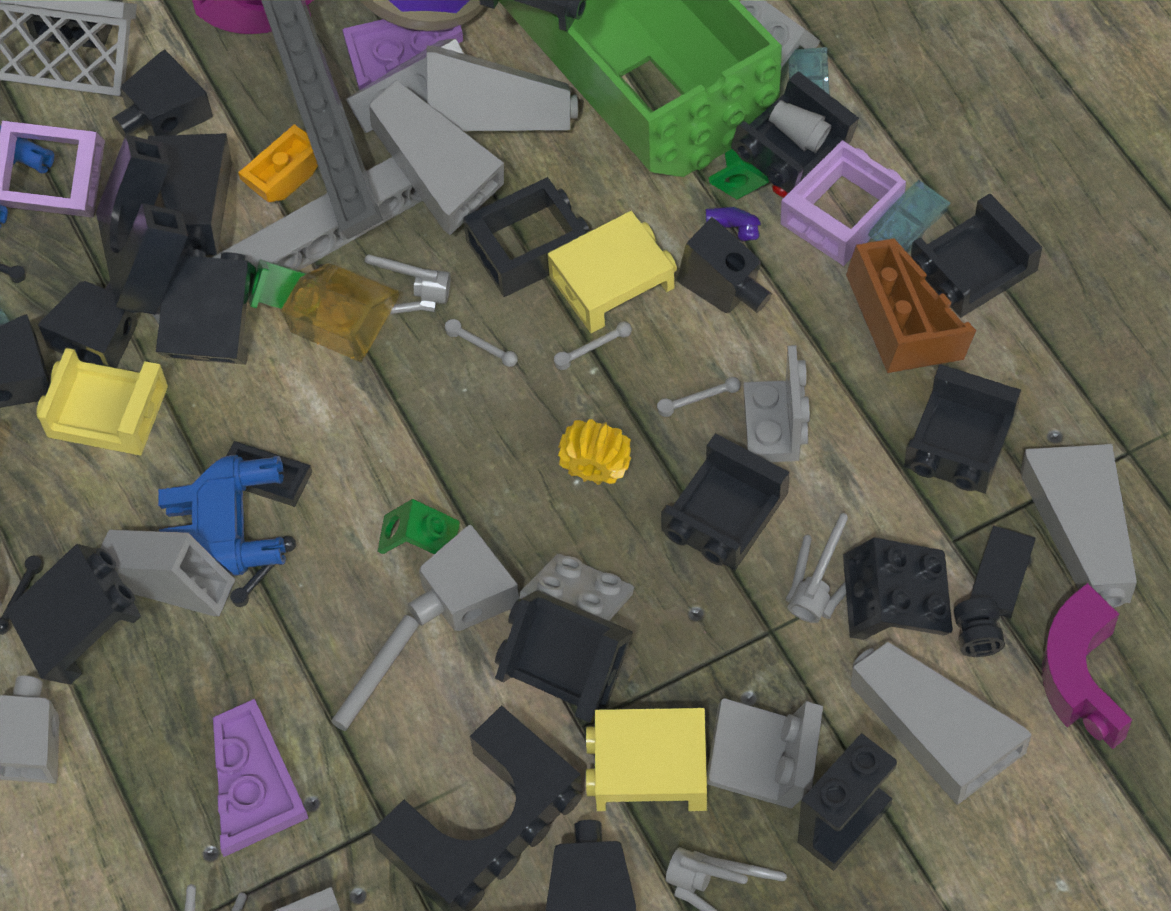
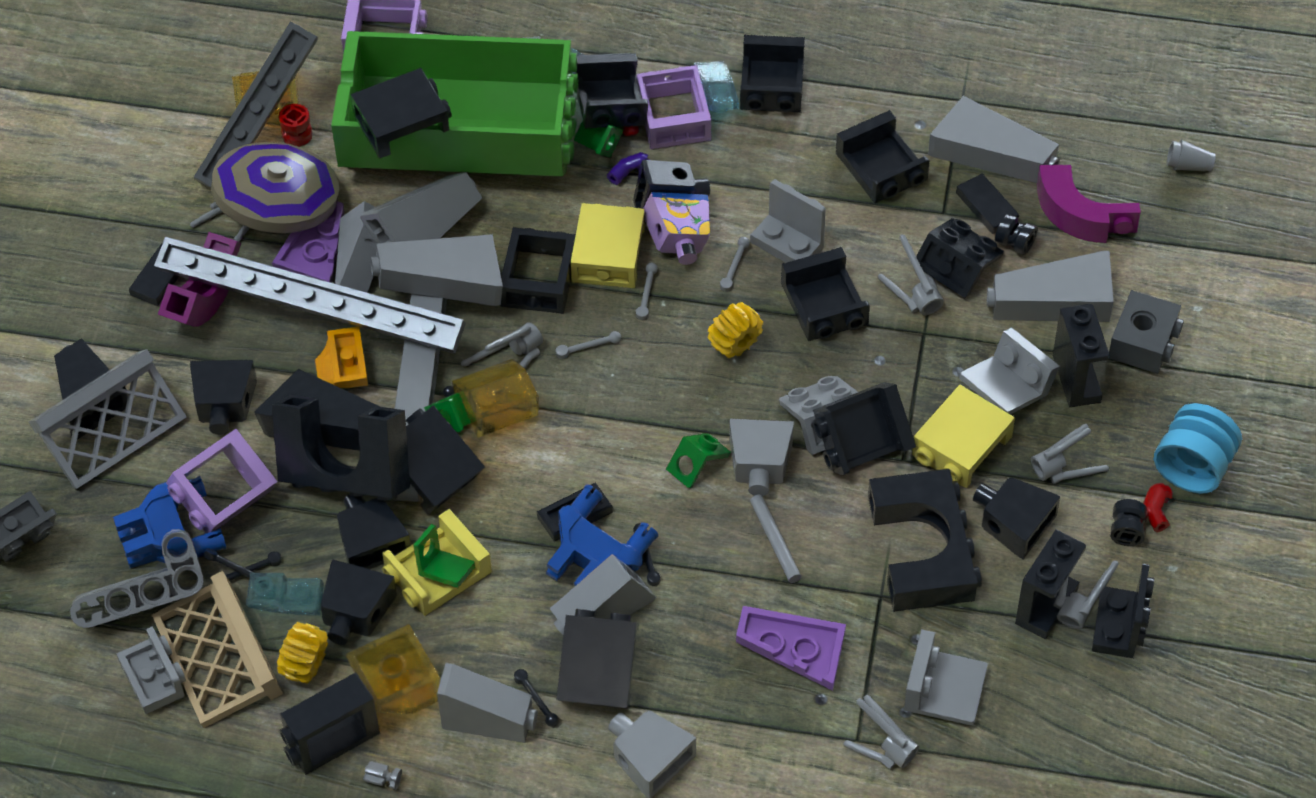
camera: 55 degrees left, 5 degrees down
(99, 403) = (440, 564): none -> green bracket
(689, 311) = (678, 223): none -> lavender torso
(802, 126) = (611, 83): light grey cone -> none
(903, 311) = (778, 128): dark orange wedge -> none
(947, 873) = (1146, 332): none -> dark grey brick

